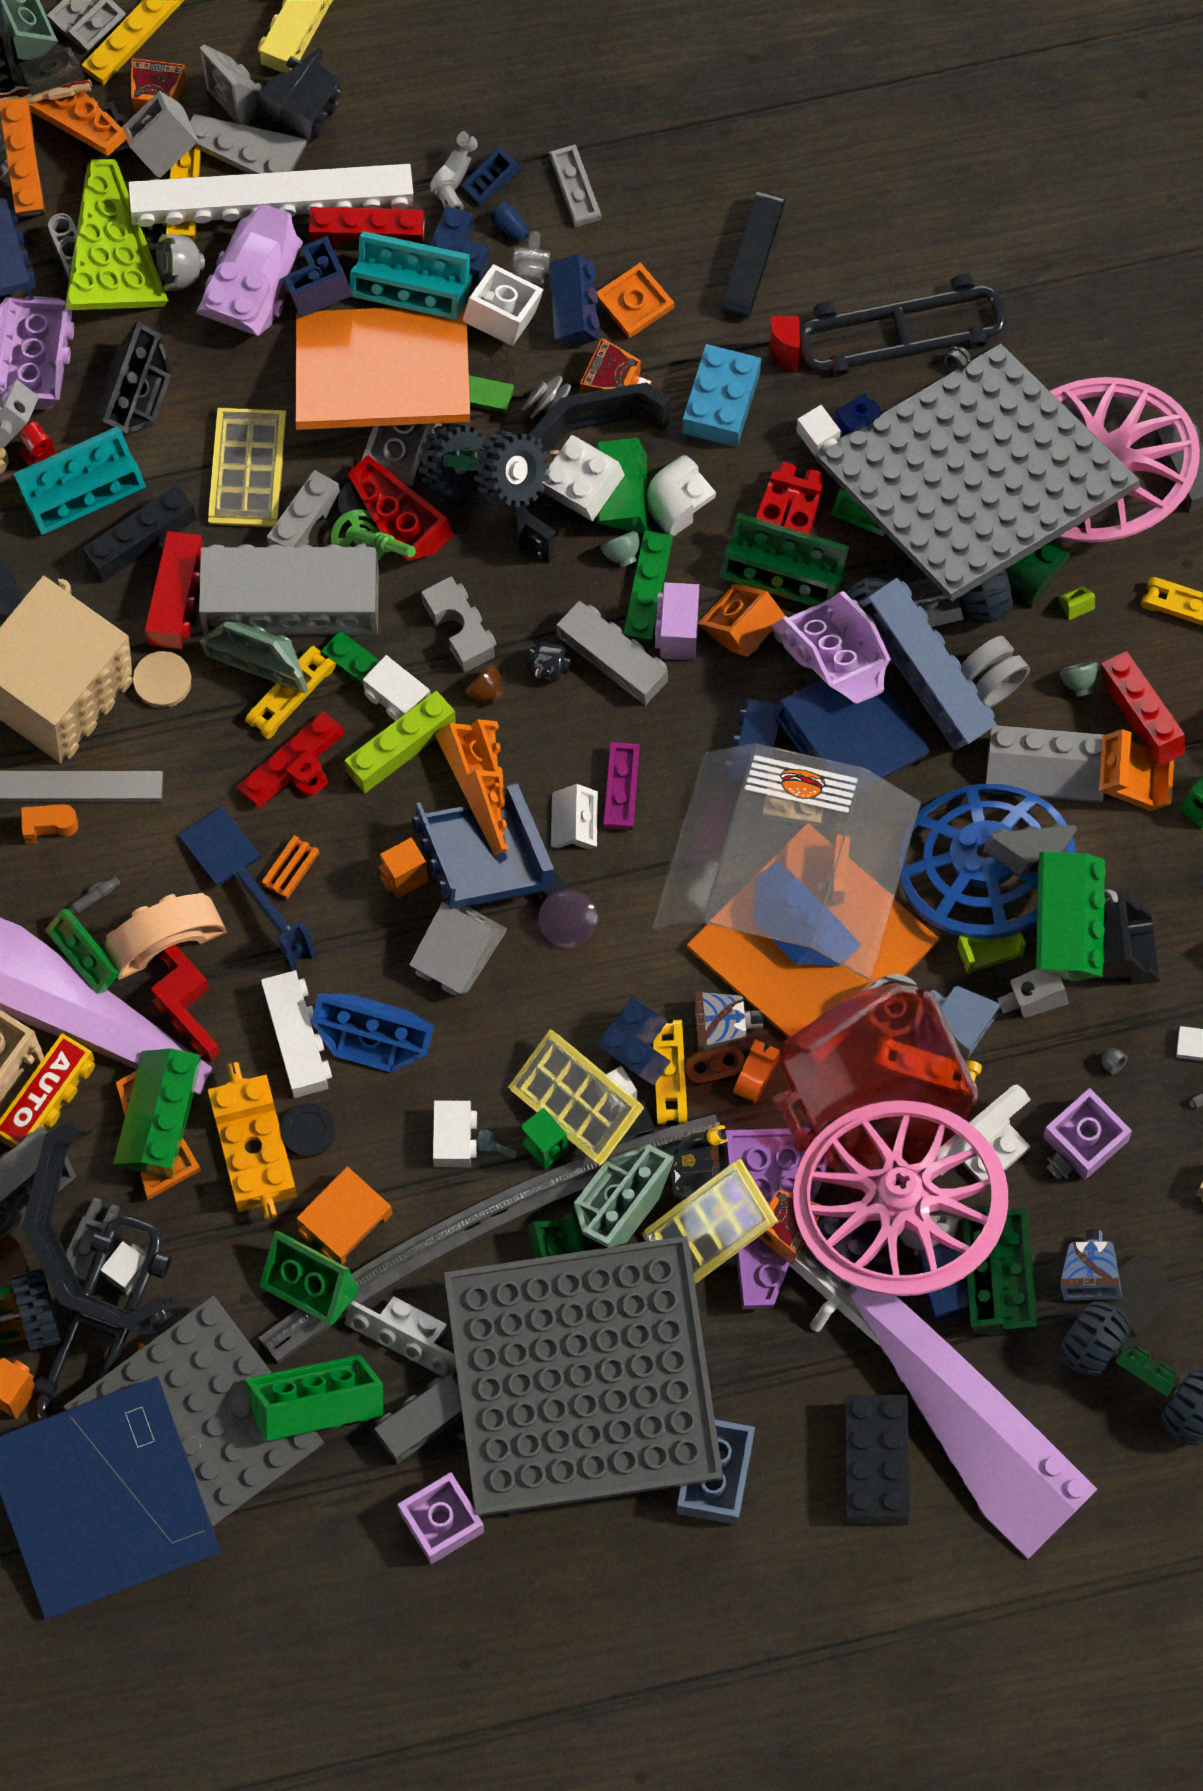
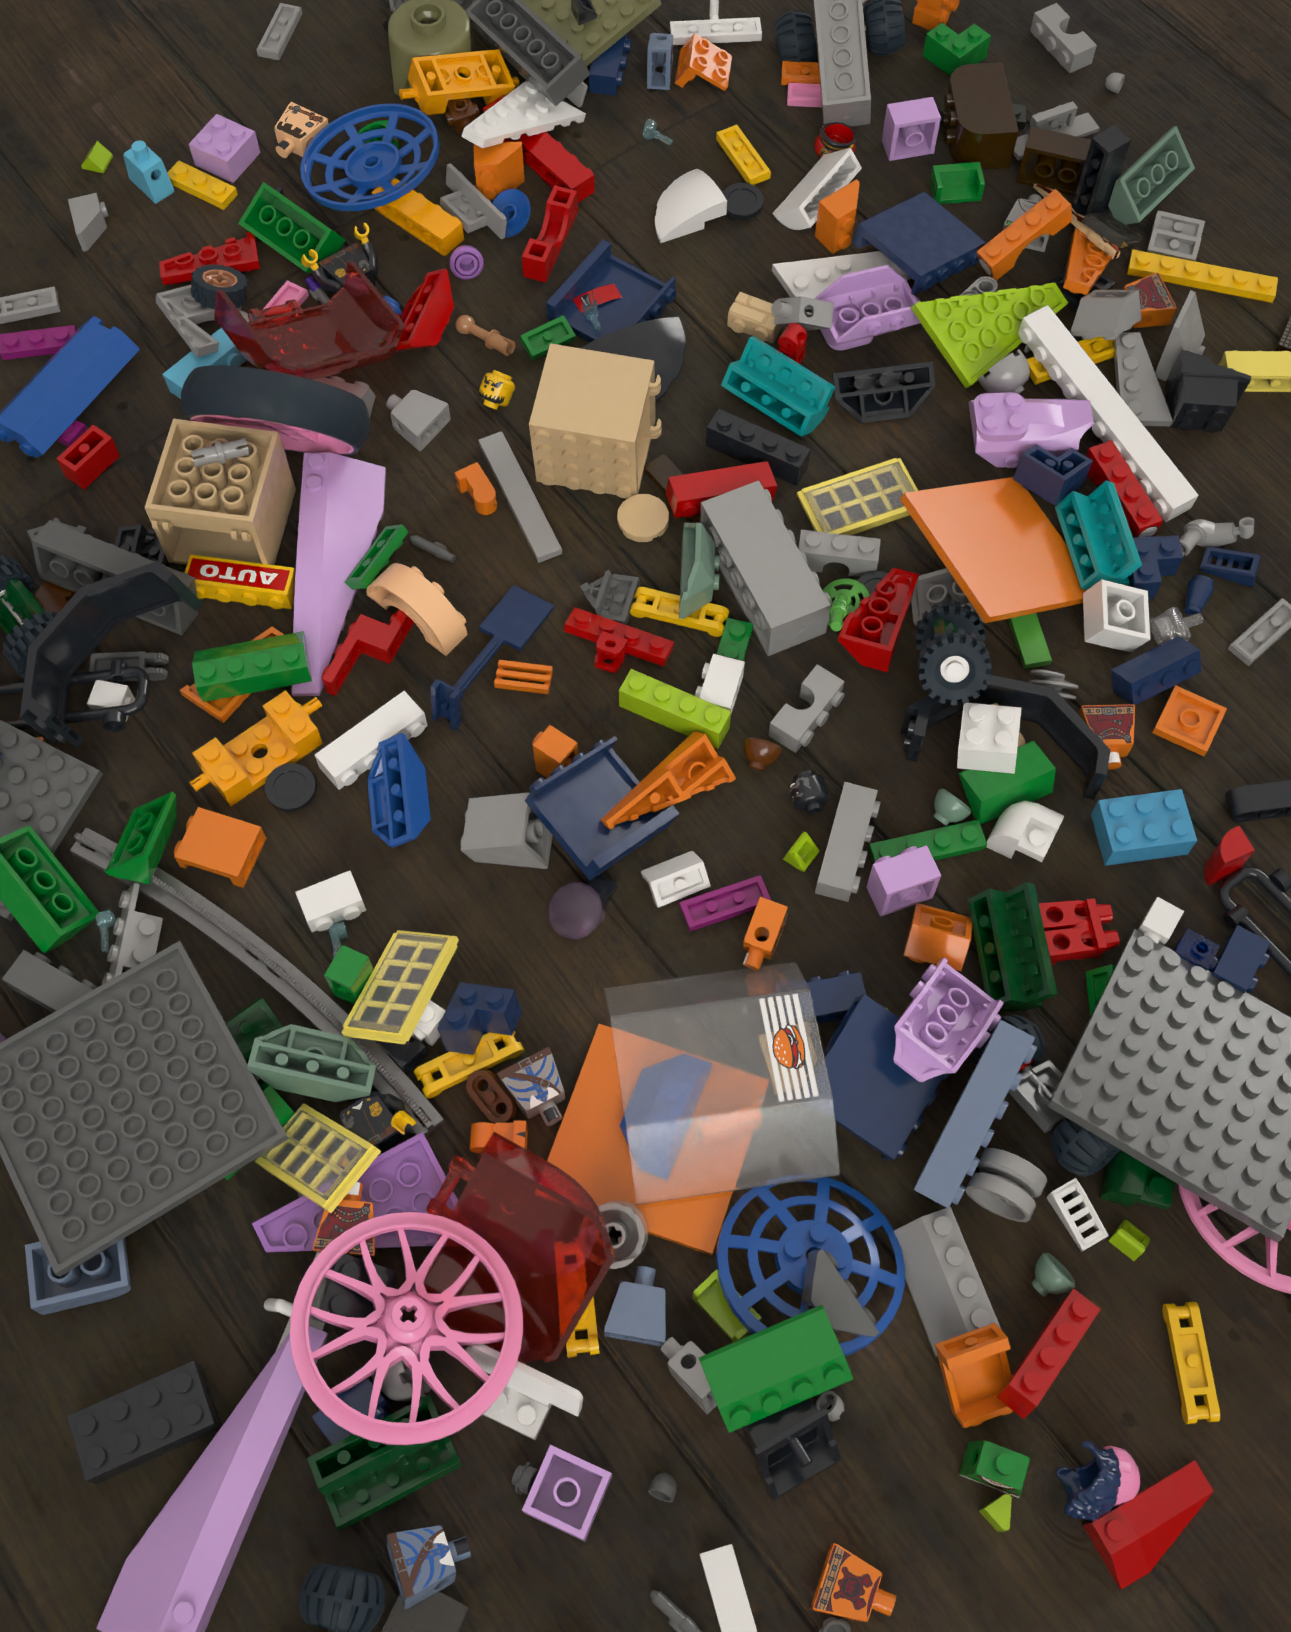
camera: 65 degrees right, 5 degrees down
(241, 747) = (612, 596): none -> dark grey slope
(369, 1353) = (104, 920): none -> clear light blue hand
(601, 698) = (802, 852): none -> lime slope
(665, 753) = (766, 922): none -> orange torso
(882, 383) = (1241, 958): none -> dark blue brick
(1029, 641) = (1081, 1199): none -> white slope

